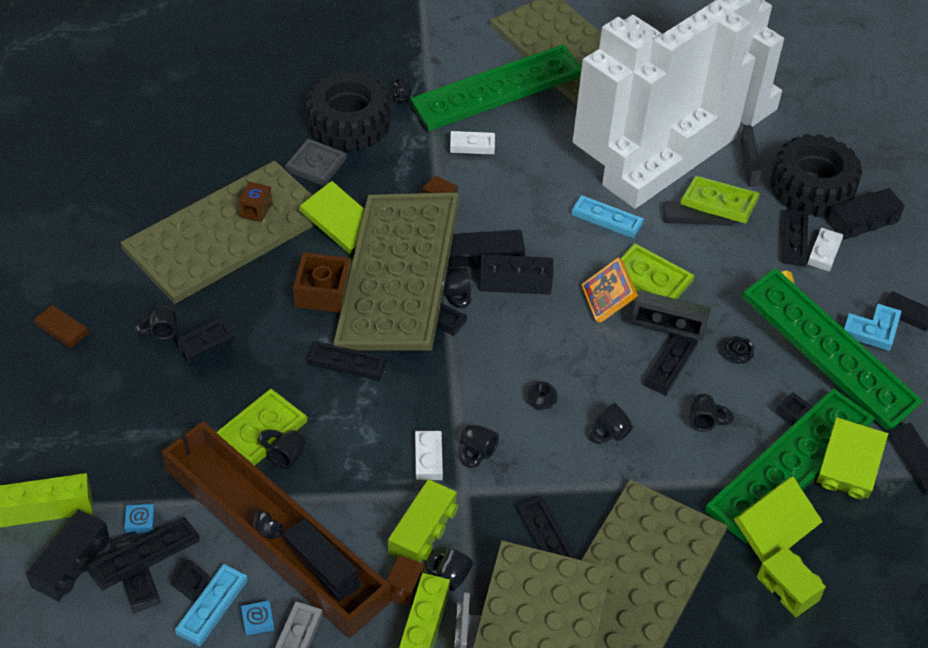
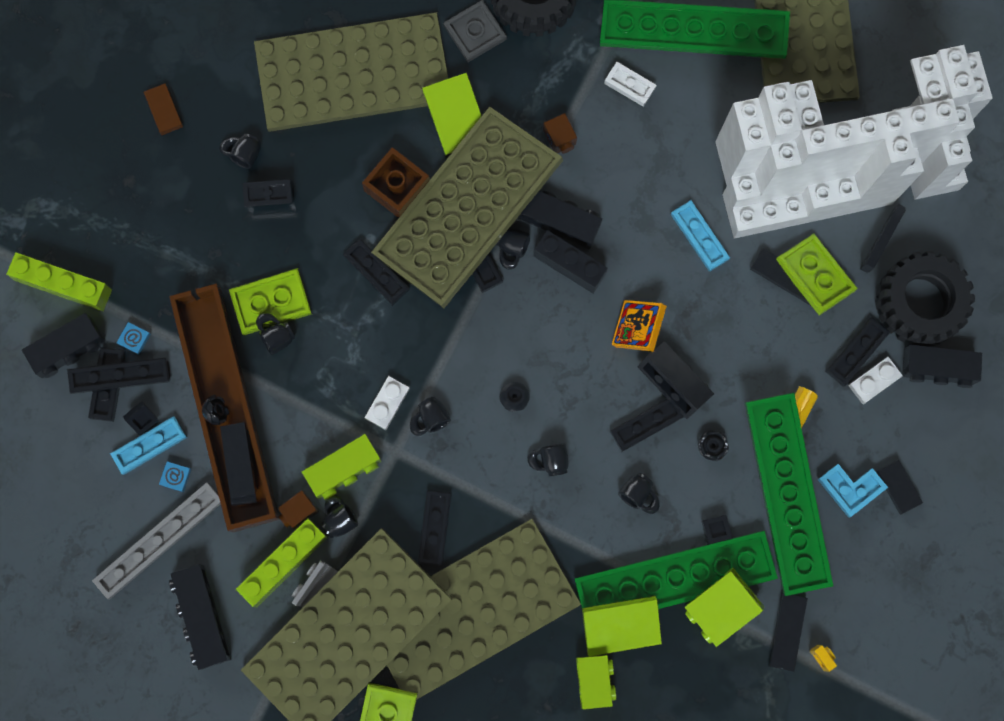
camera: 30 degrees right, 30 degrees up
(255, 201) = (386, 62): reddish brown brick -> none
(655, 274) = (695, 323): lime tile -> none

